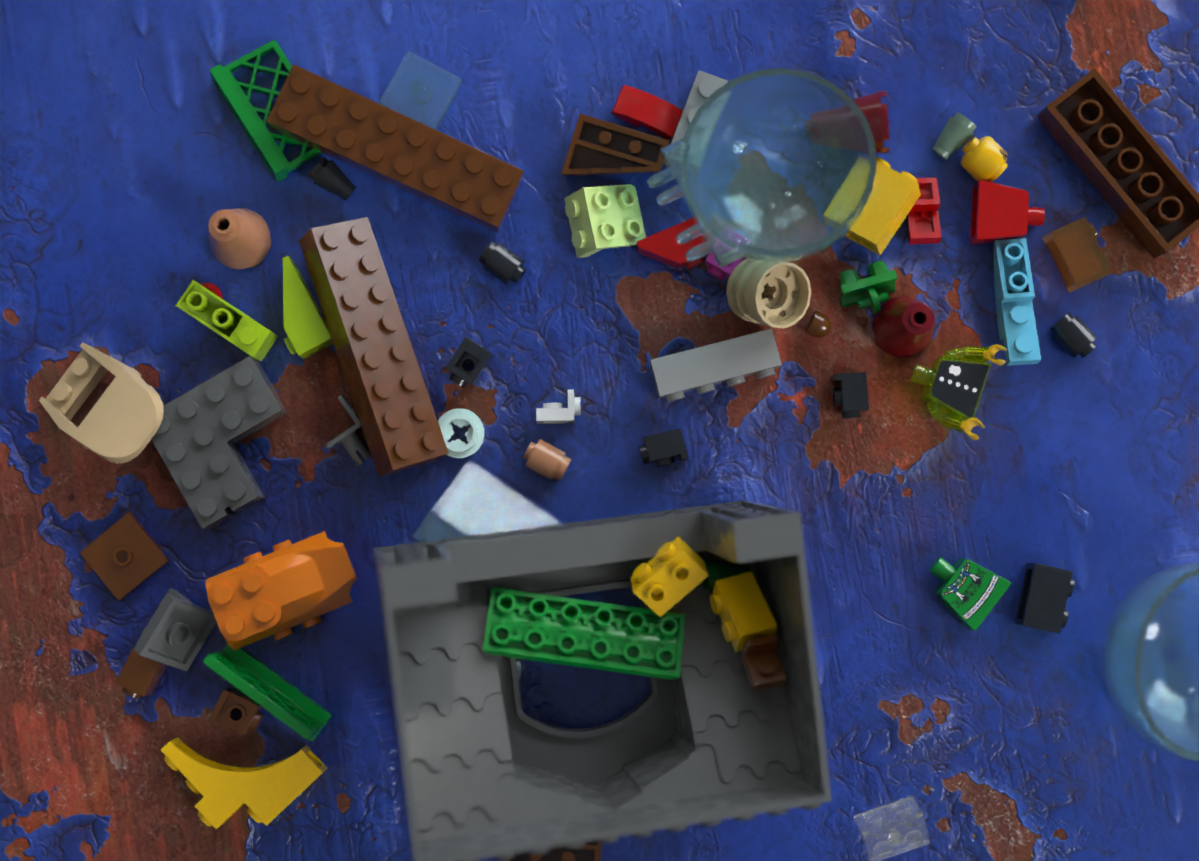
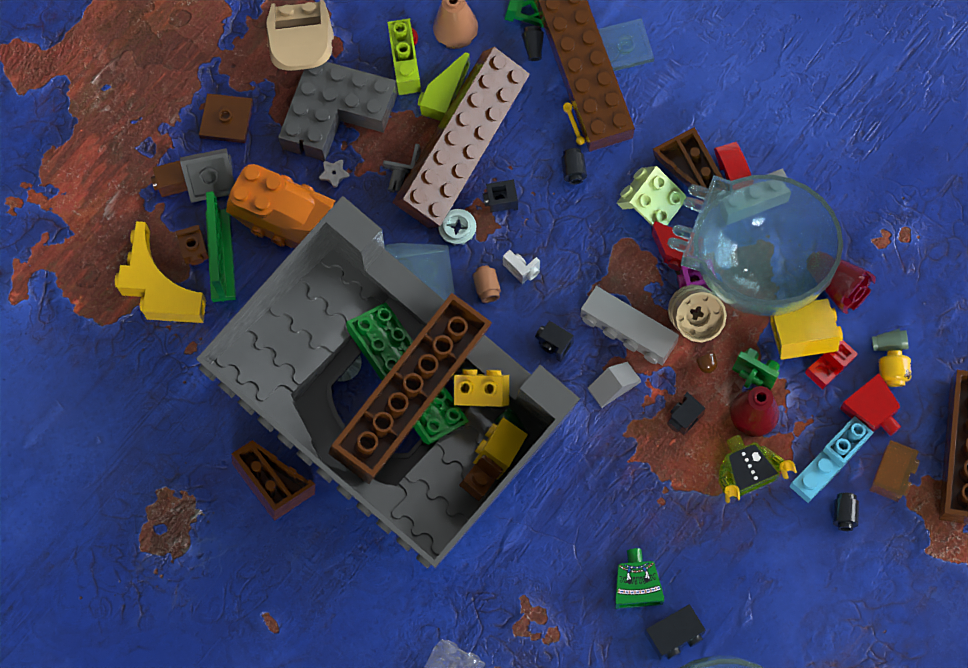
camera: 55 degrees right, 15 degrees down
(295, 506) = (336, 178): none -> light grey plate
(432, 210) = (567, 107): none -> yellow hinge
(617, 655) = (409, 388): none -> reddish brown brick
(757, 430) = (613, 383): none -> light grey slope

